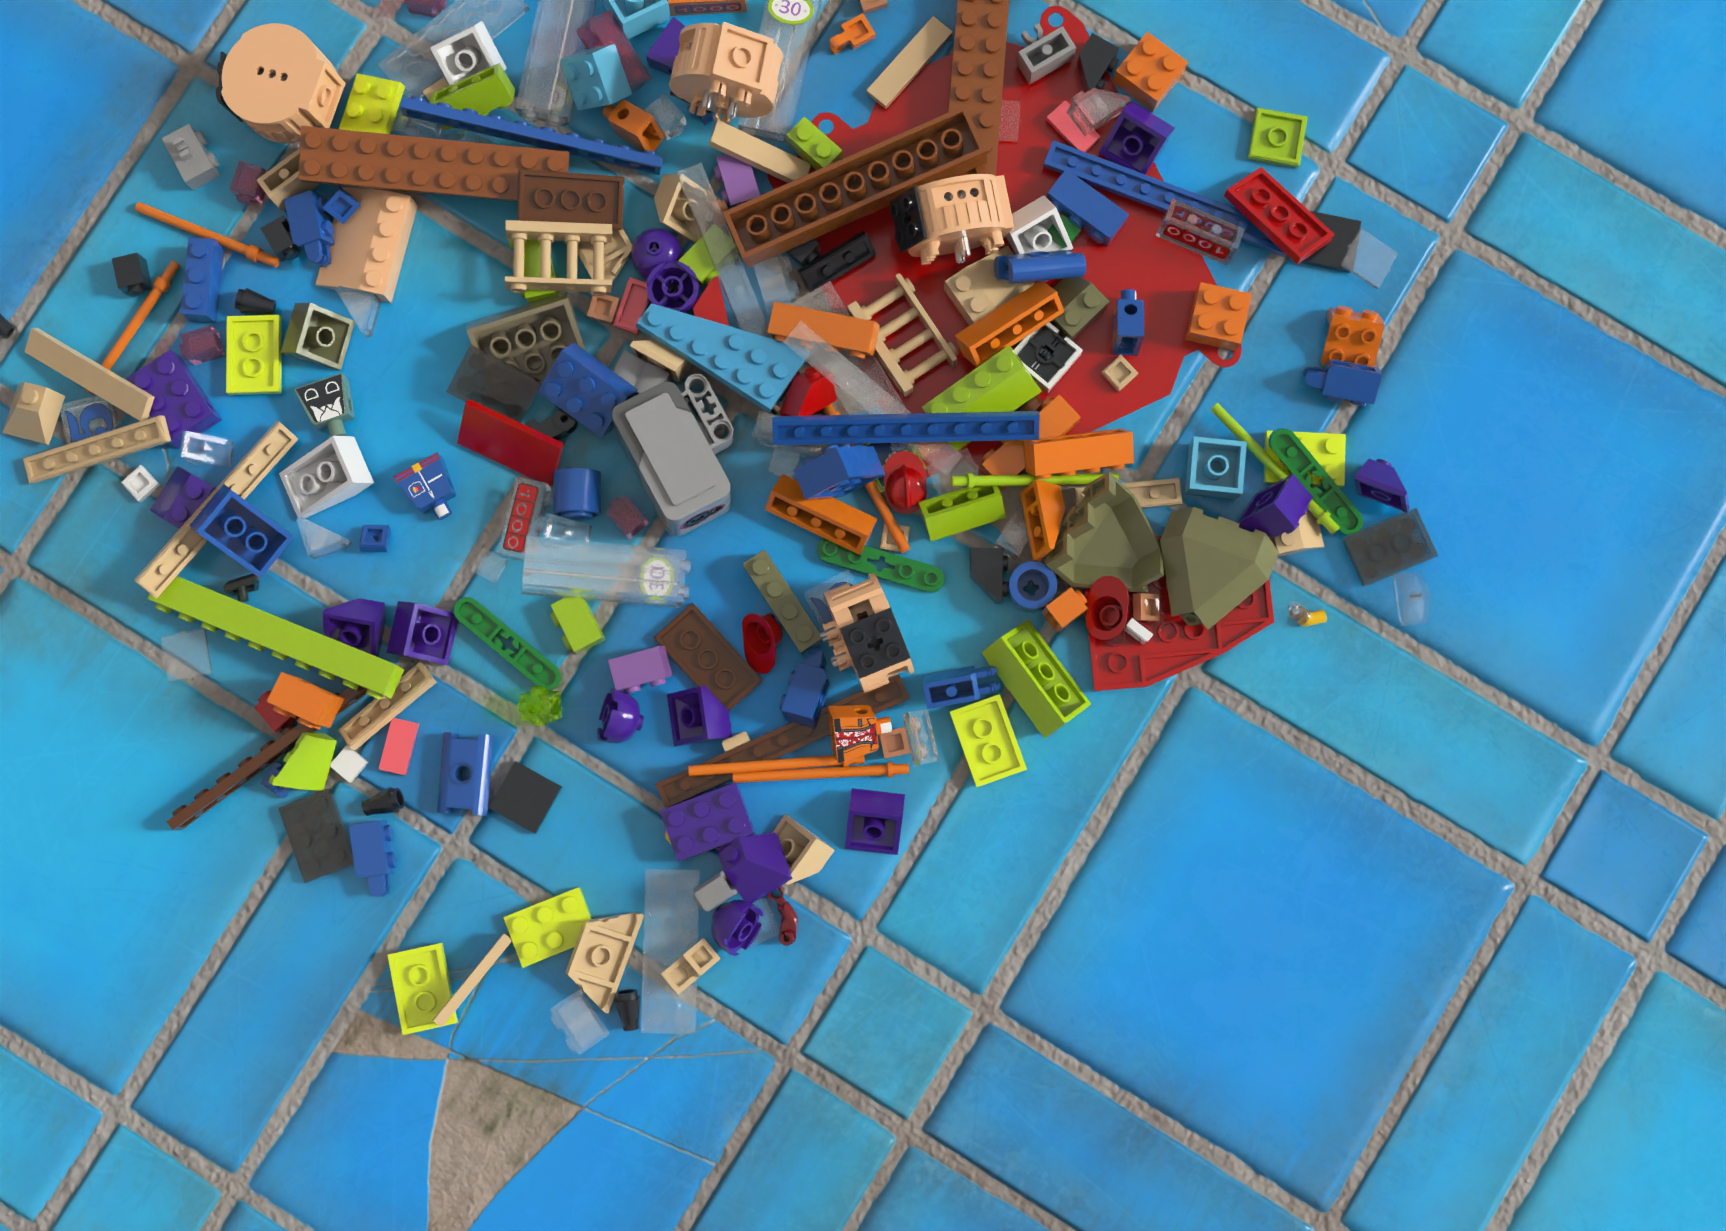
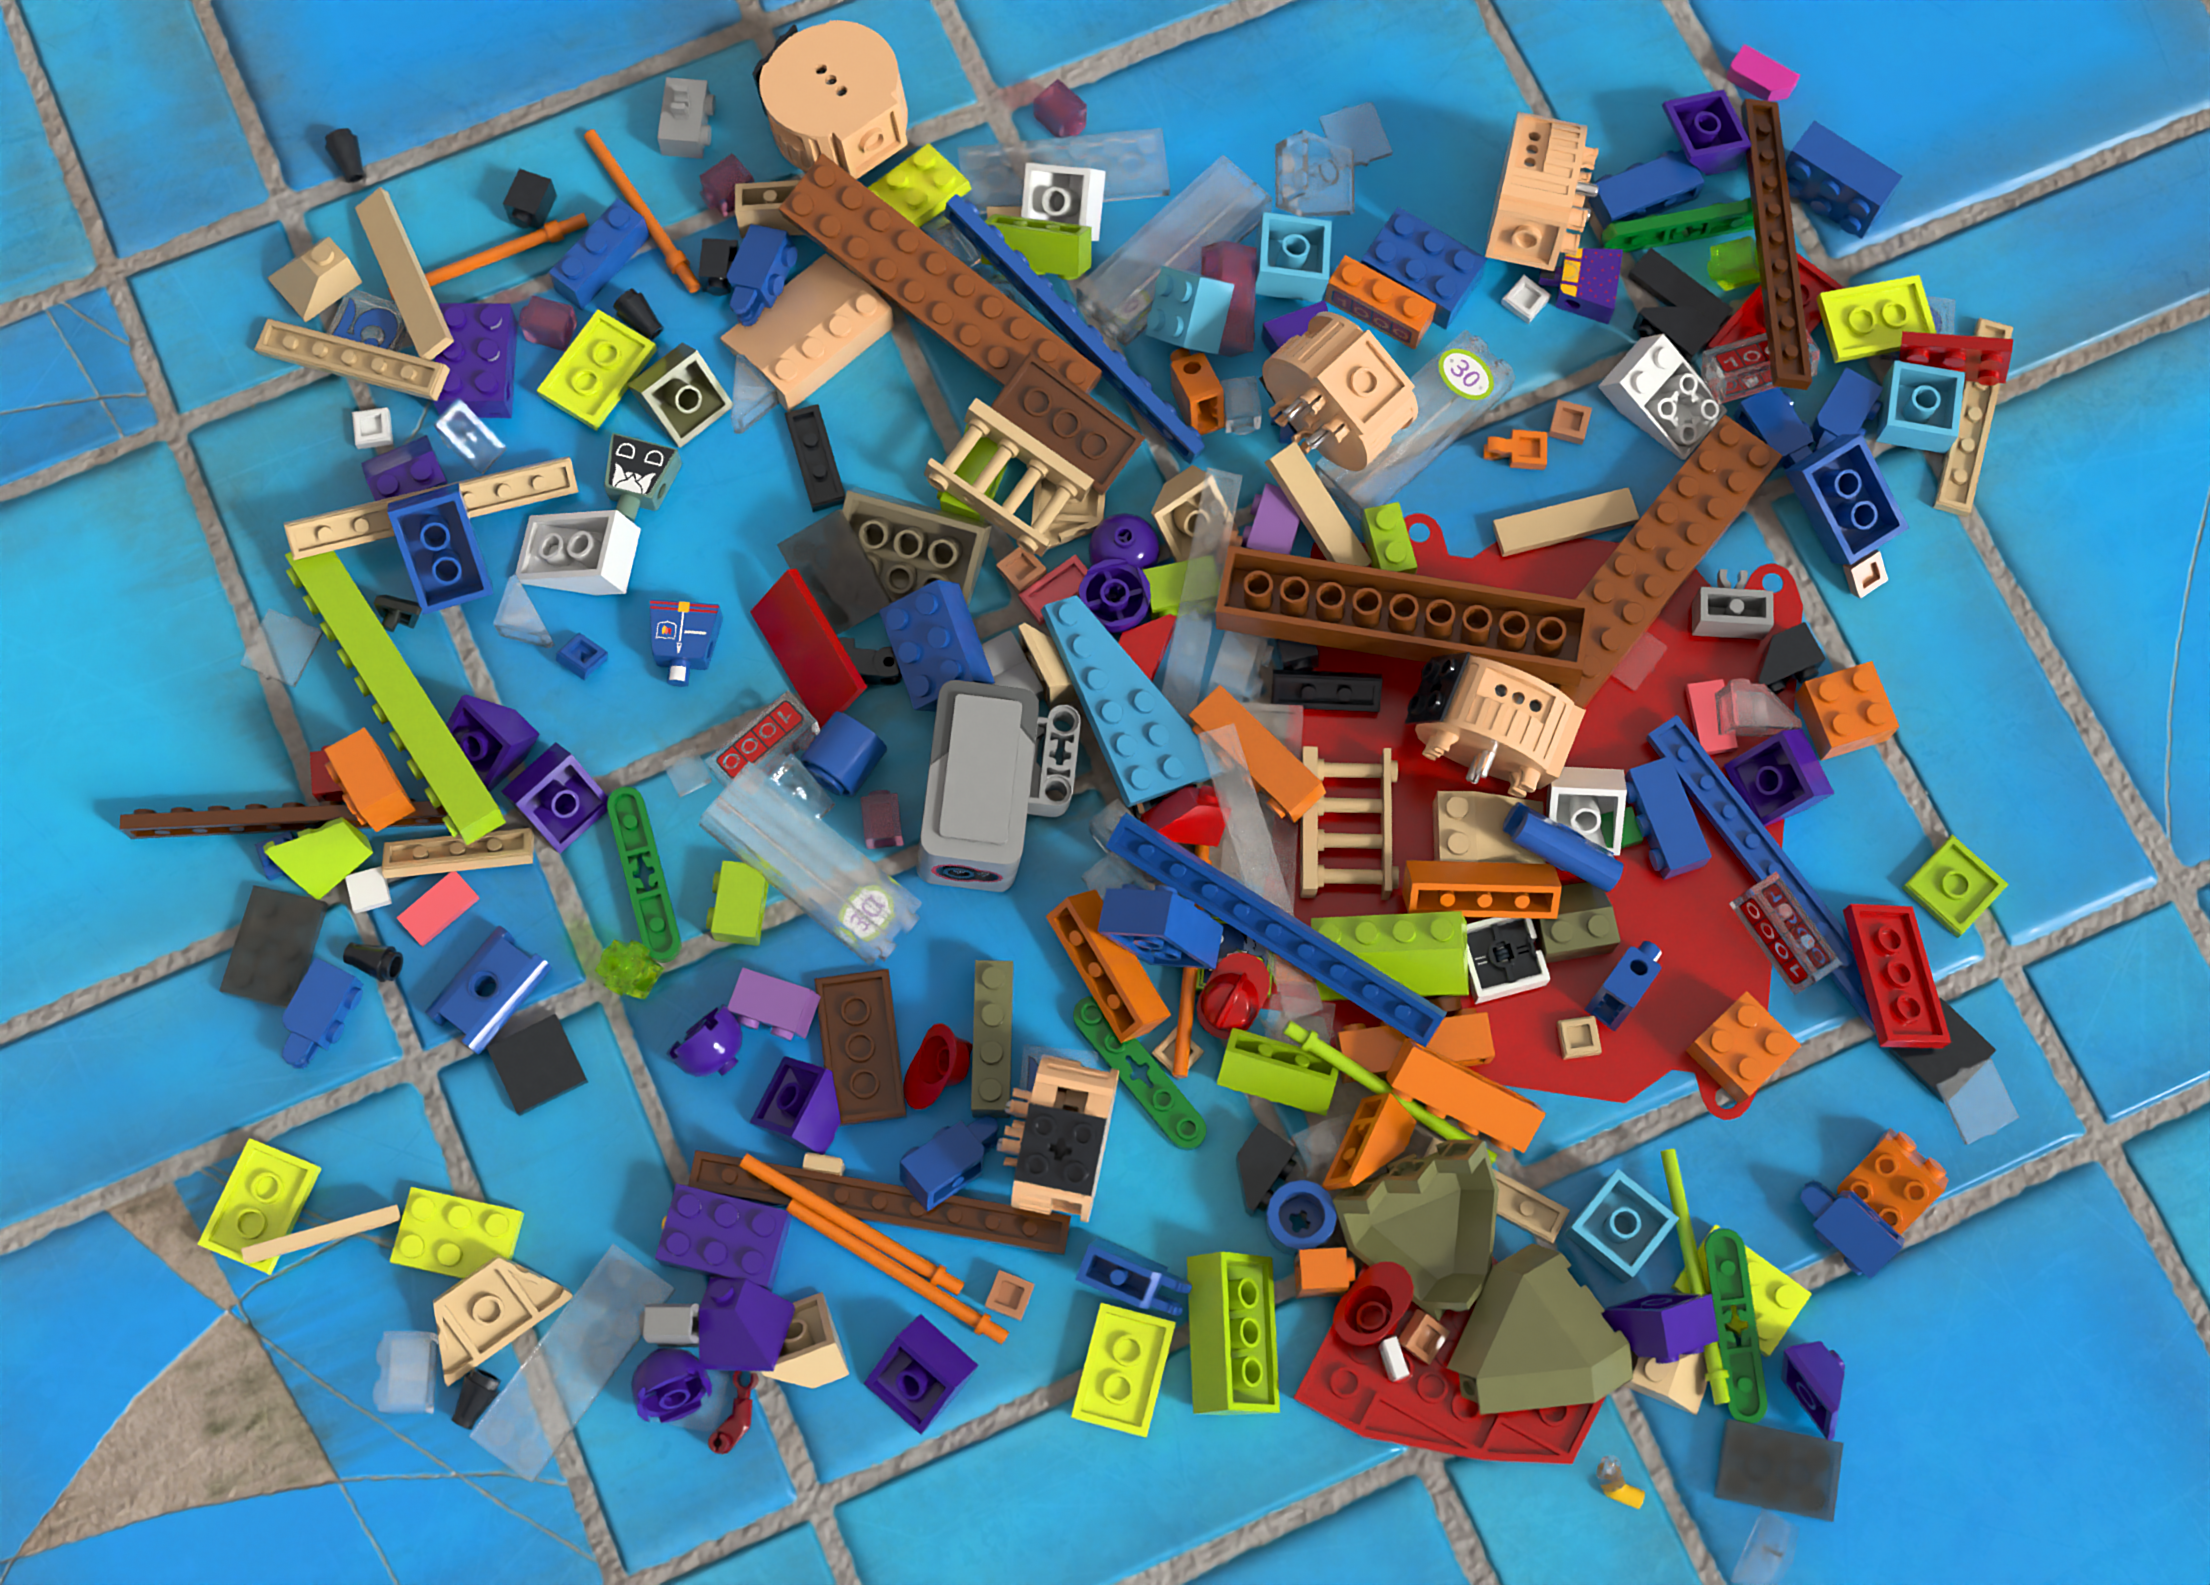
camera: 30 degrees right, 10 degrees down
(341, 205) = (808, 269): blue tile -> none
(428, 321) = (815, 457): none -> black tile
(690, 966) = (581, 1396): tan slope -> none
(855, 731) = (972, 1247): torso -> none
(920, 737) = (1045, 1310): clear plate -> none

